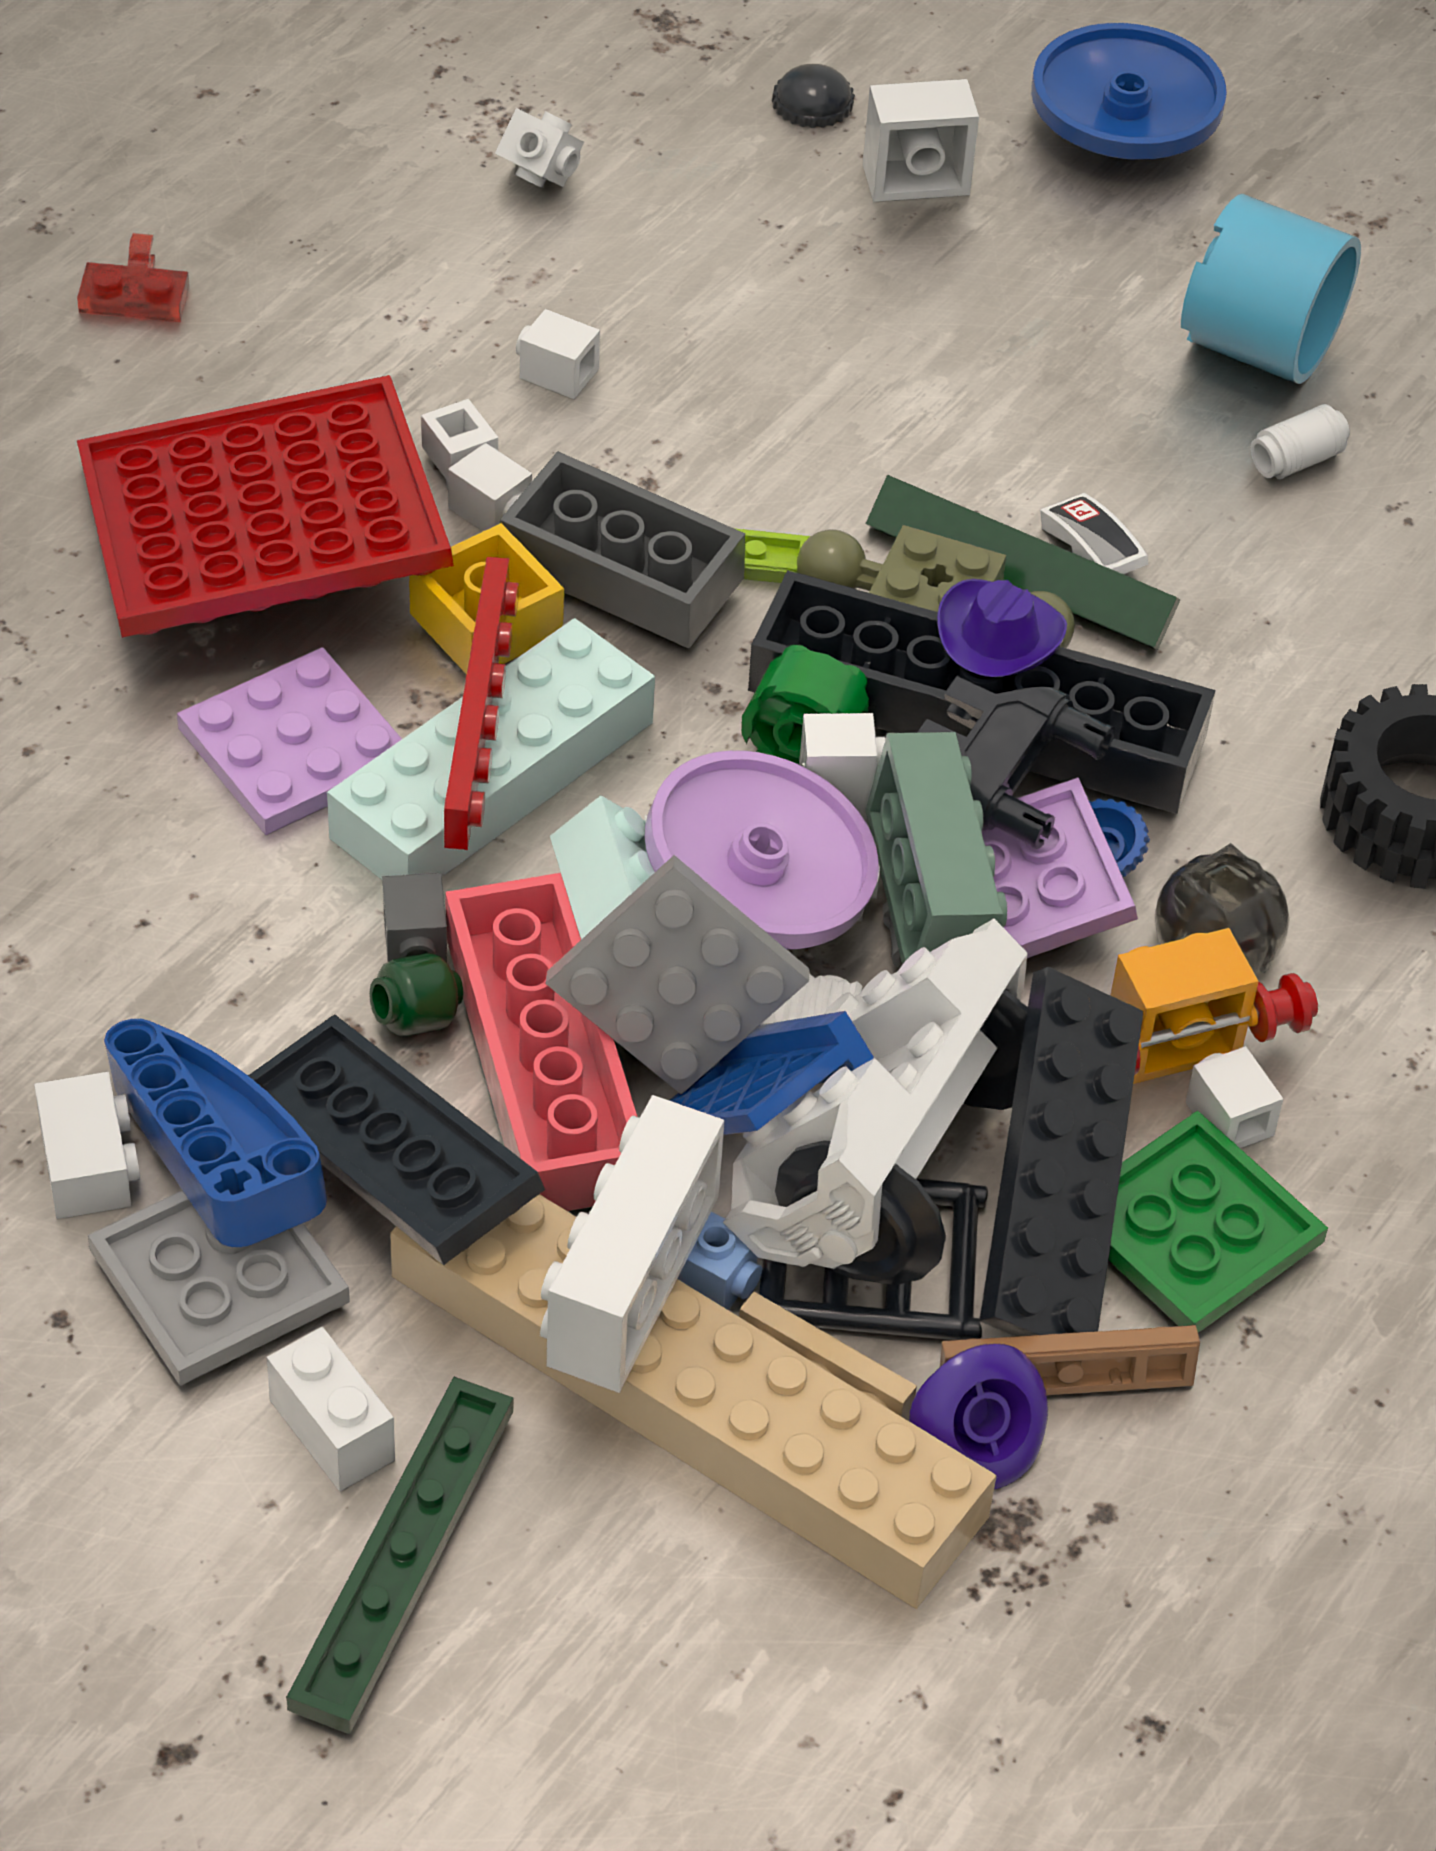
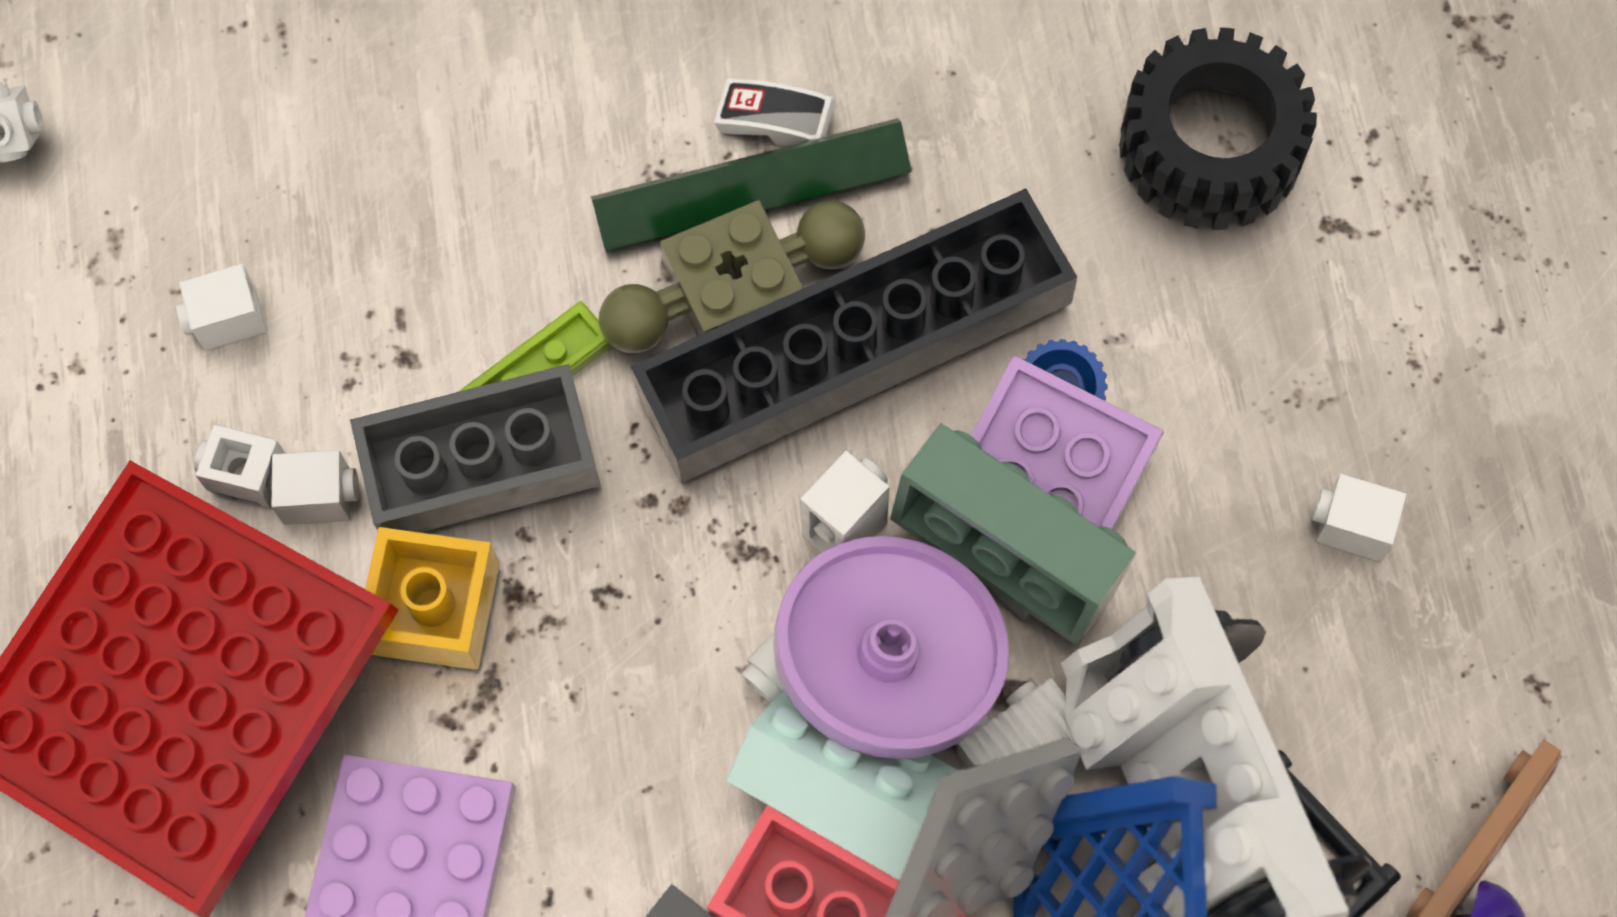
camera: 40 degrees left, 20 degrees up
(478, 717) = (576, 737): red plate -> none
(558, 717) = (580, 735): light aqua brick -> none
(795, 686) = (762, 474): green brick -> none
(998, 627) = (841, 279): dark purple hat -> none
(1008, 739) = (953, 383): black connector -> none
(1062, 1160) = (1353, 706): black plate -> none
(1189, 904) = (1202, 402): clear smoke piece -> none
(1201, 1001) = (1267, 481): light orange brick -> none
(1204, 1224) = (1435, 643): green plate -> none

